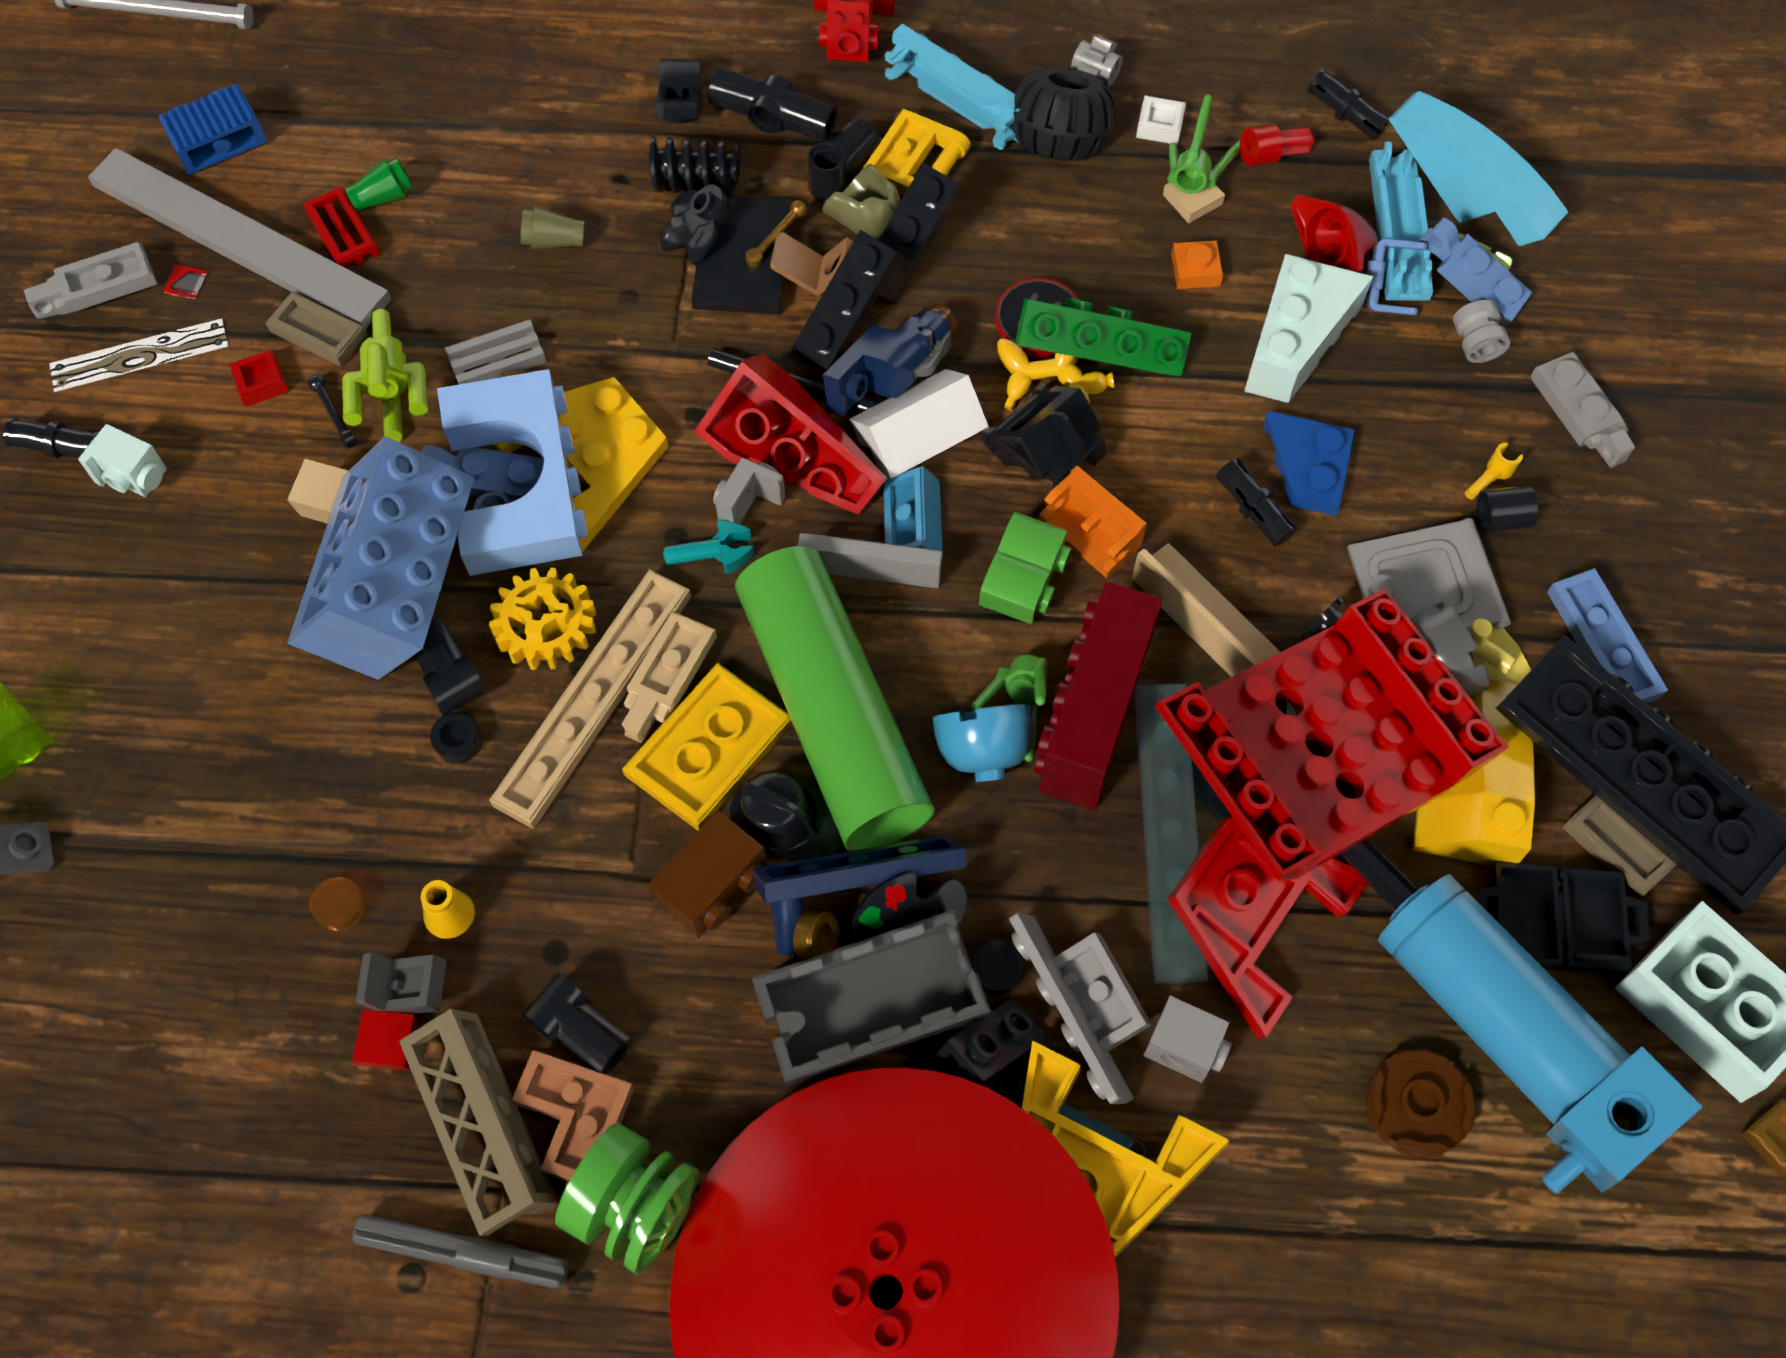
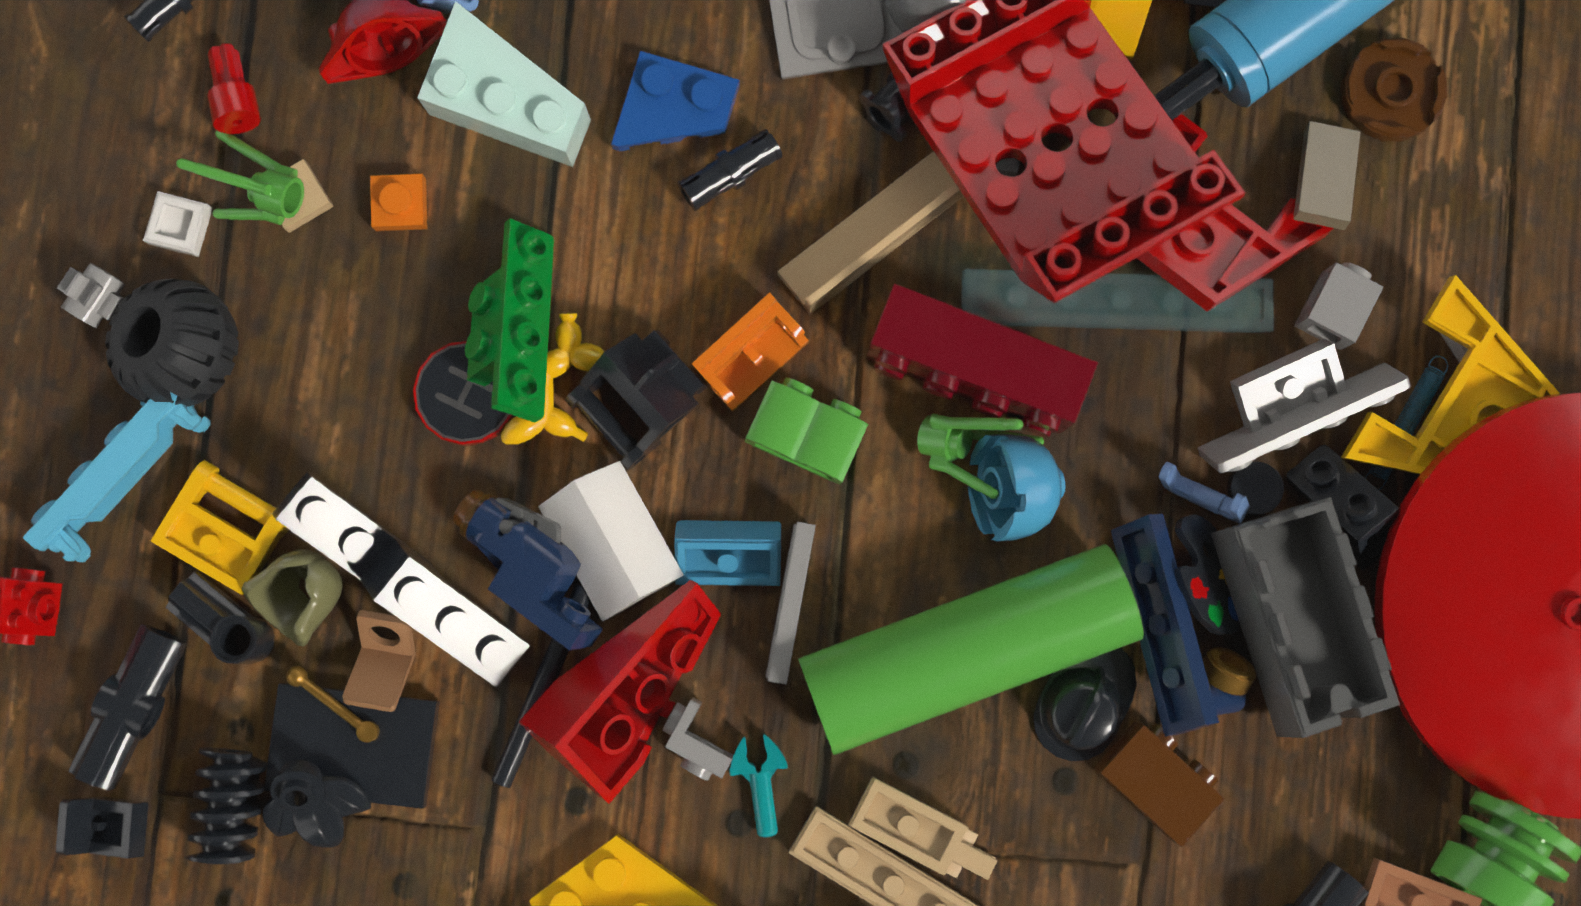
camera: 90 degrees left, 20 degrees up
(708, 746) = (1003, 785): yellow tile -> none
(982, 920) = (1203, 496): none -> medium blue piece
(1320, 1027) = (1327, 175): none -> dark tan tile

